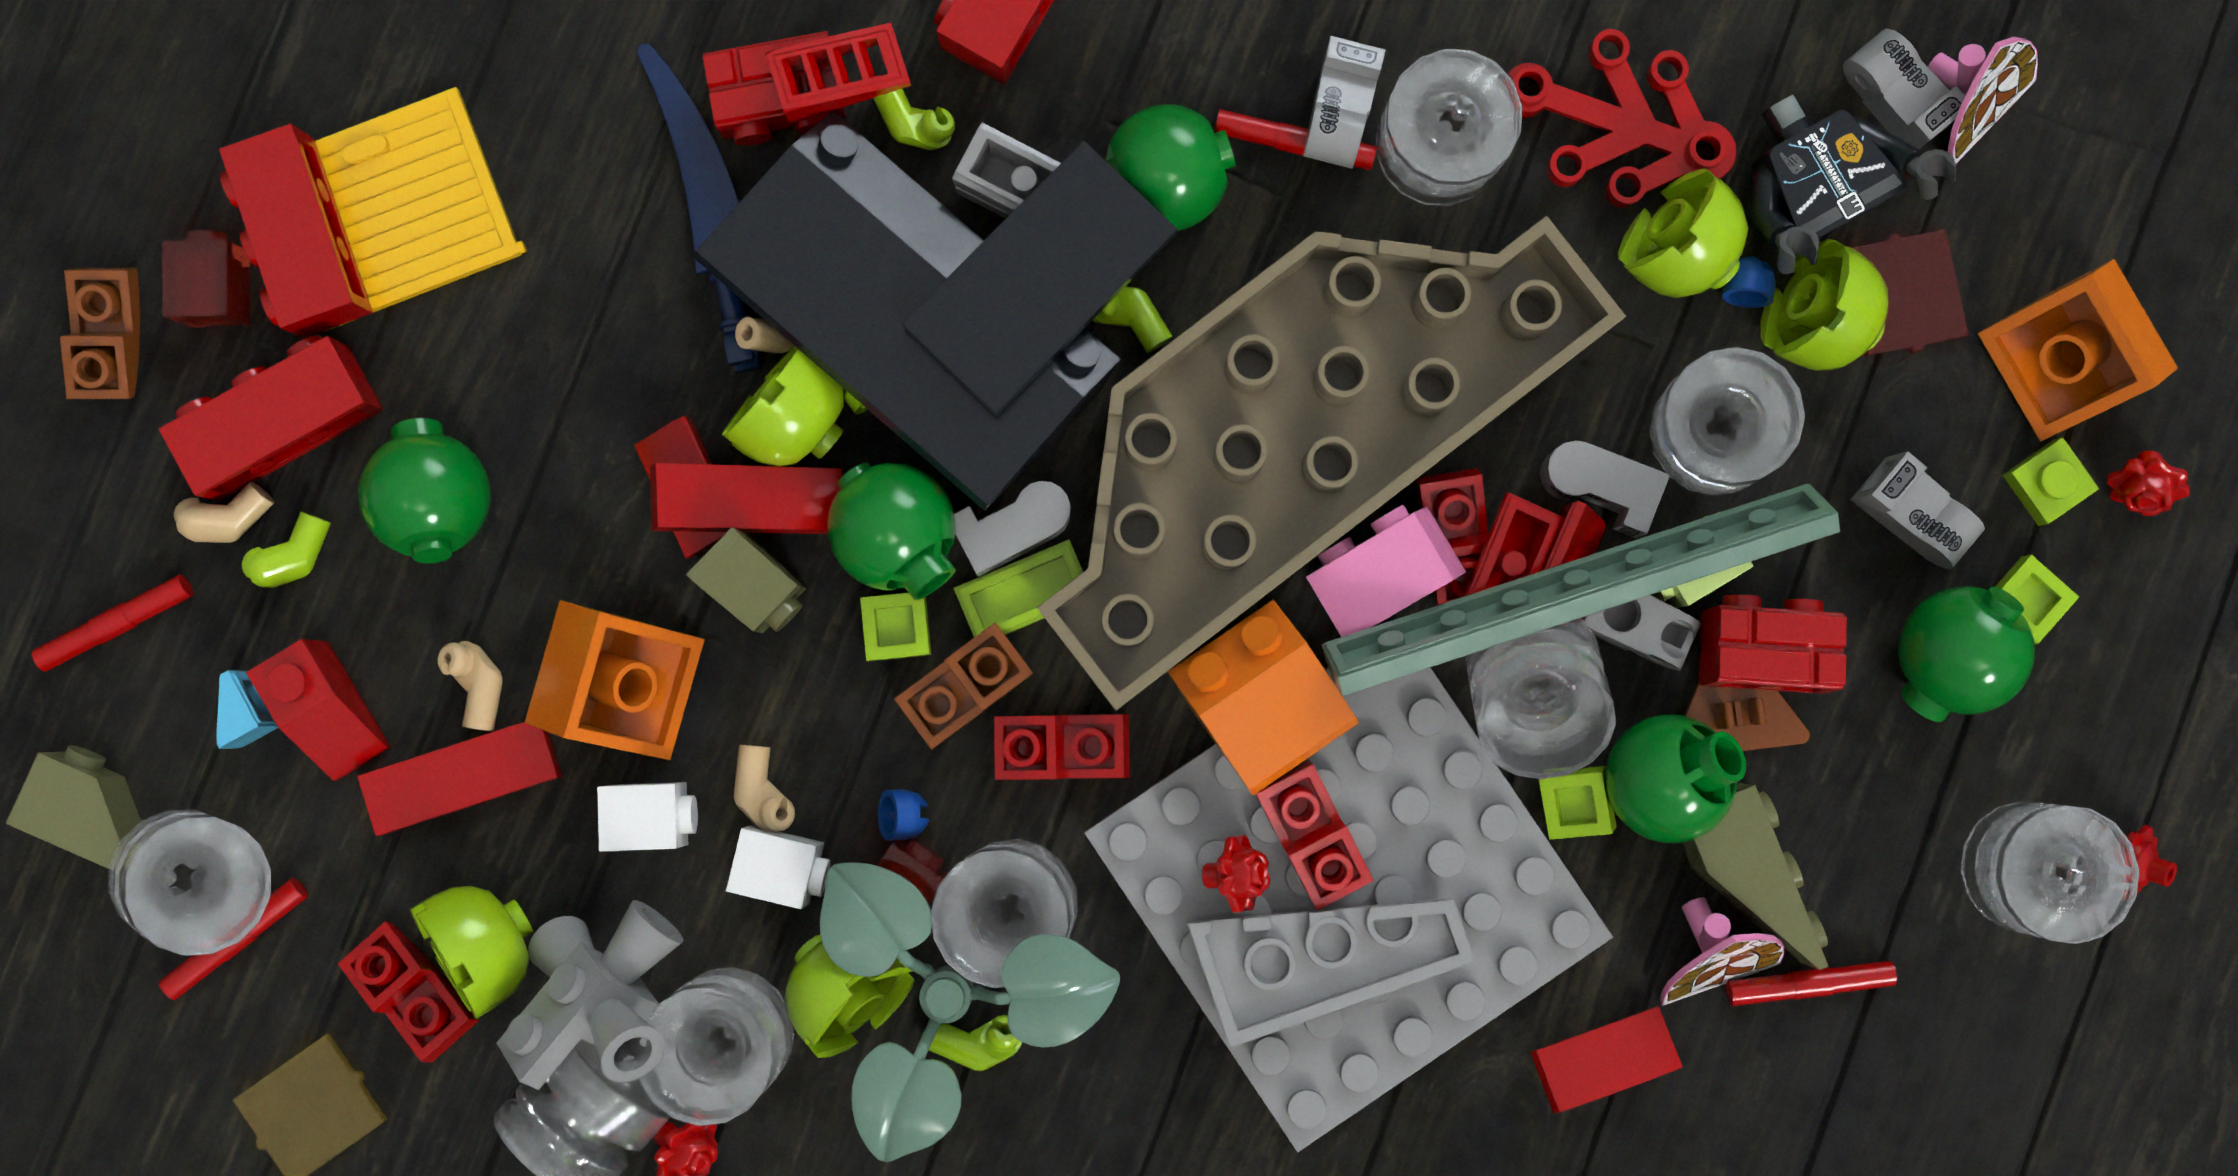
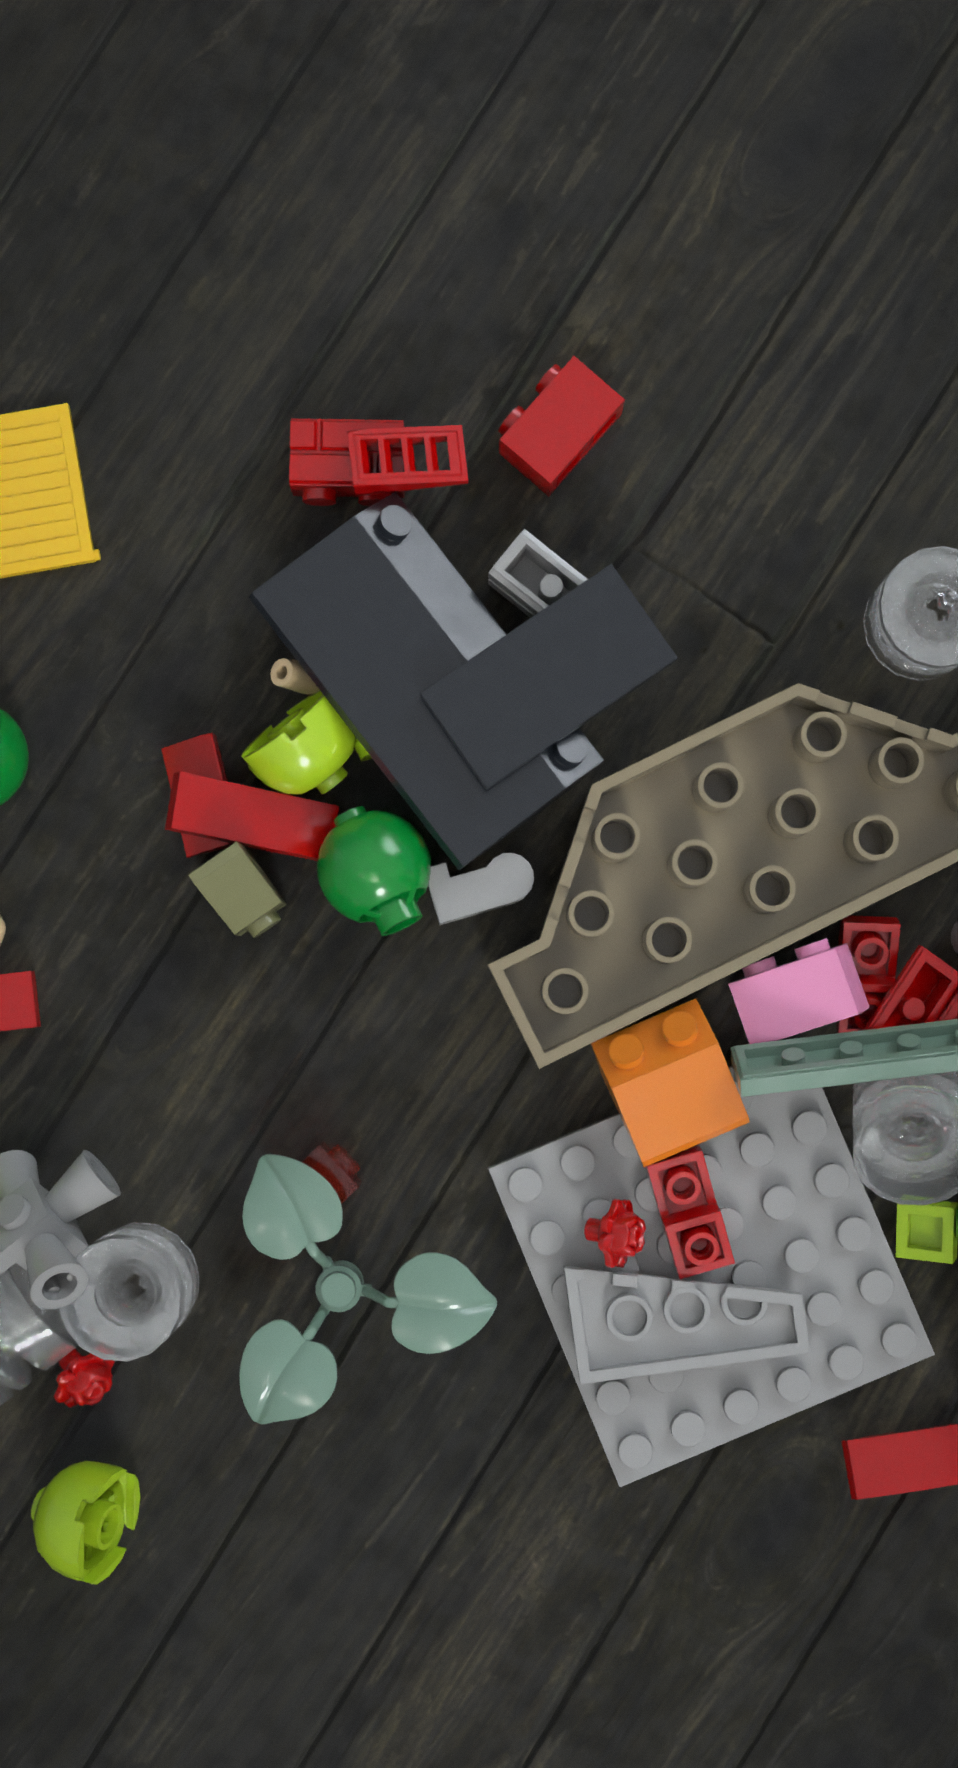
camera: 10 degrees right, 0 degrees up
(614, 681) = (103, 953): orange slope -> none
(645, 816) = (107, 1077): white brick -> none
(707, 189) = (271, 537): dark blue sword -> none
(756, 794) = (208, 1078): tan arm -> none
(778, 867) = (214, 1145): white brick -> none
(831, 1003) = (237, 1273): lime cylinder -> none
(895, 627) = (358, 954): lime plate -> none
(900, 814) = (330, 1120): blue hinge -> none
(914, 125) = (463, 517): lime arm -> none
(963, 686) = (408, 1018): dark orange slope -> none
(969, 919) = (372, 1221): clear wheel -> none
(978, 1048) = (358, 1338): lime arm -> none
(1016, 590) = (470, 945): lime tile -> none
(1061, 747) = (483, 1089): red slope -> none
(1135, 310) = (627, 722): lime arm -> none
(1173, 161) = (684, 595): green brick -> none
(1279, 135) = (794, 596): red piece -> none
(1342, 101) = (843, 572): light grey leg -> none

